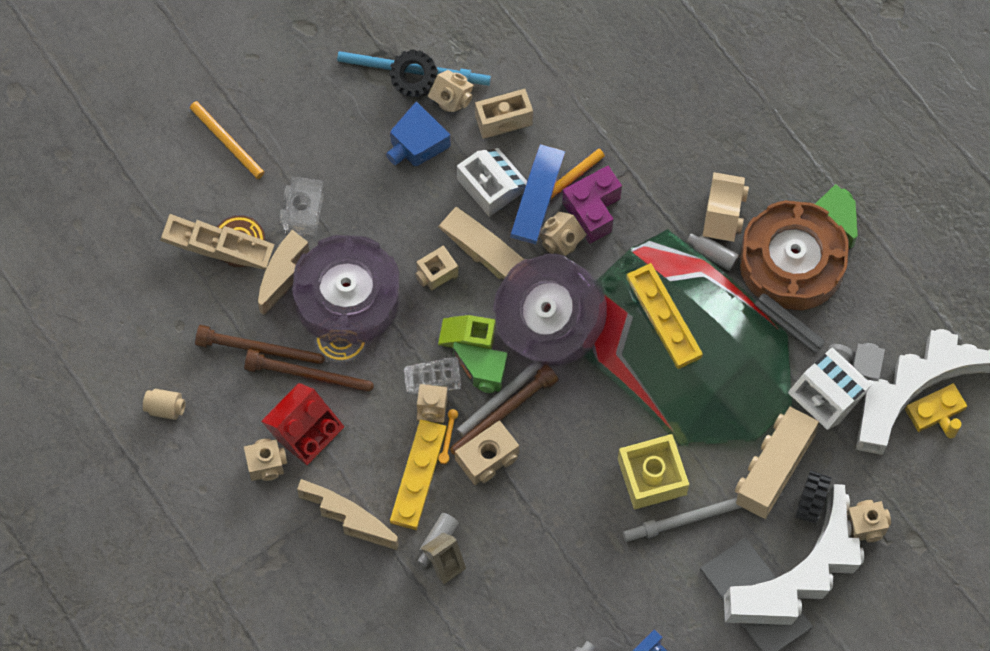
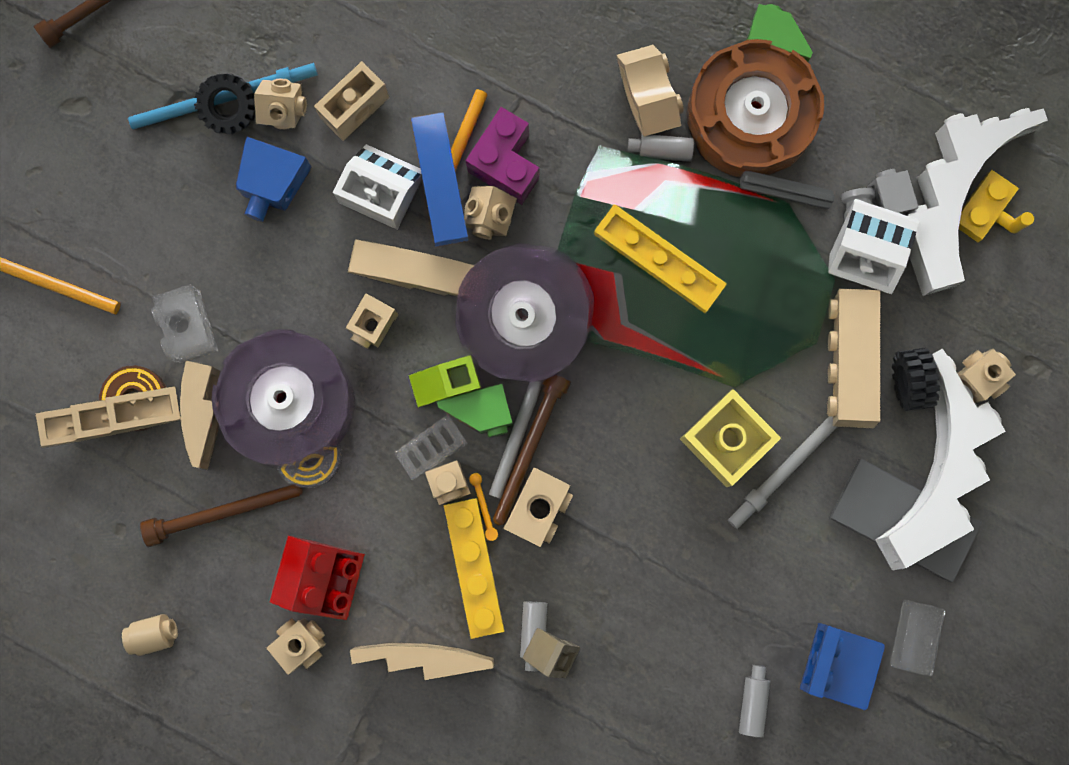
camera: 25 degrees left, 15 degrees up
(257, 361) = (226, 531): reddish brown piece -> none

